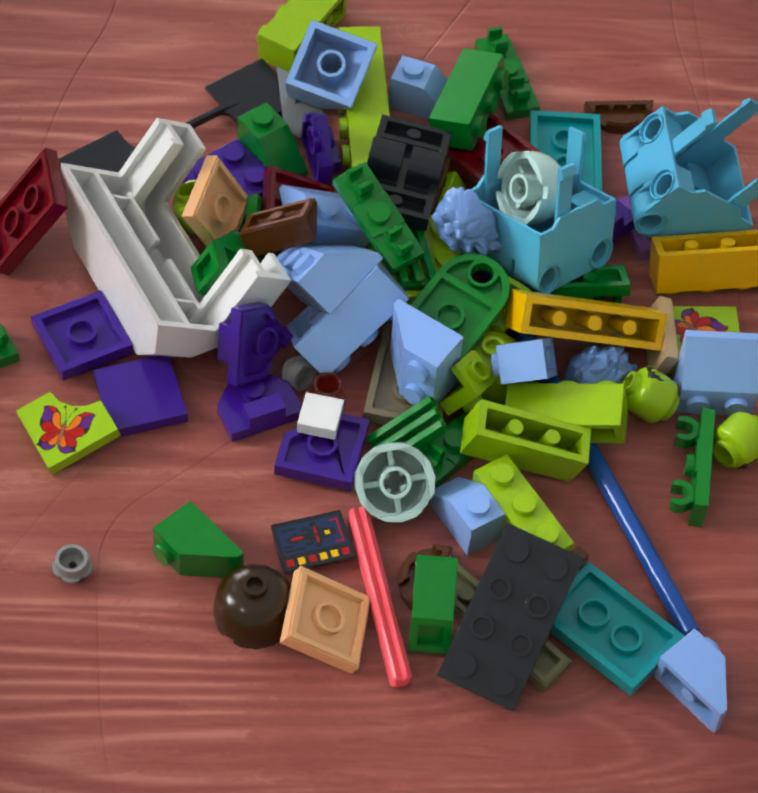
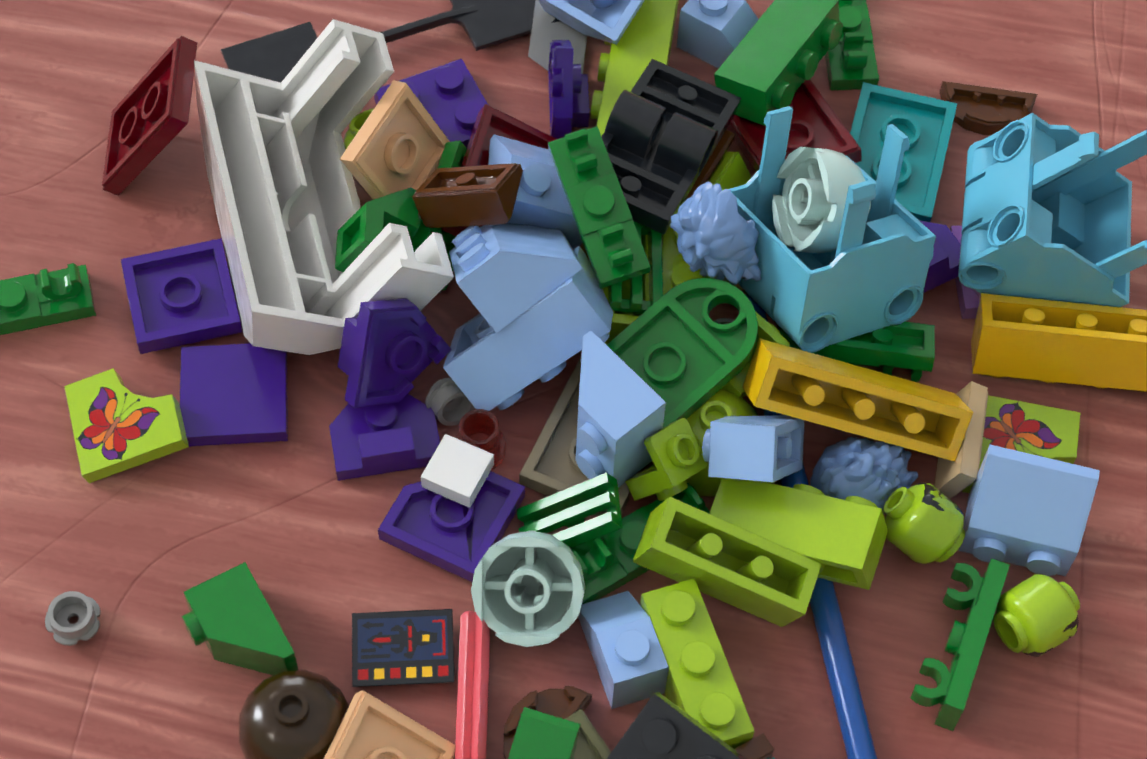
camera: 15 degrees right, 5 degrees up
(270, 140) = (502, 70): green slope -> none

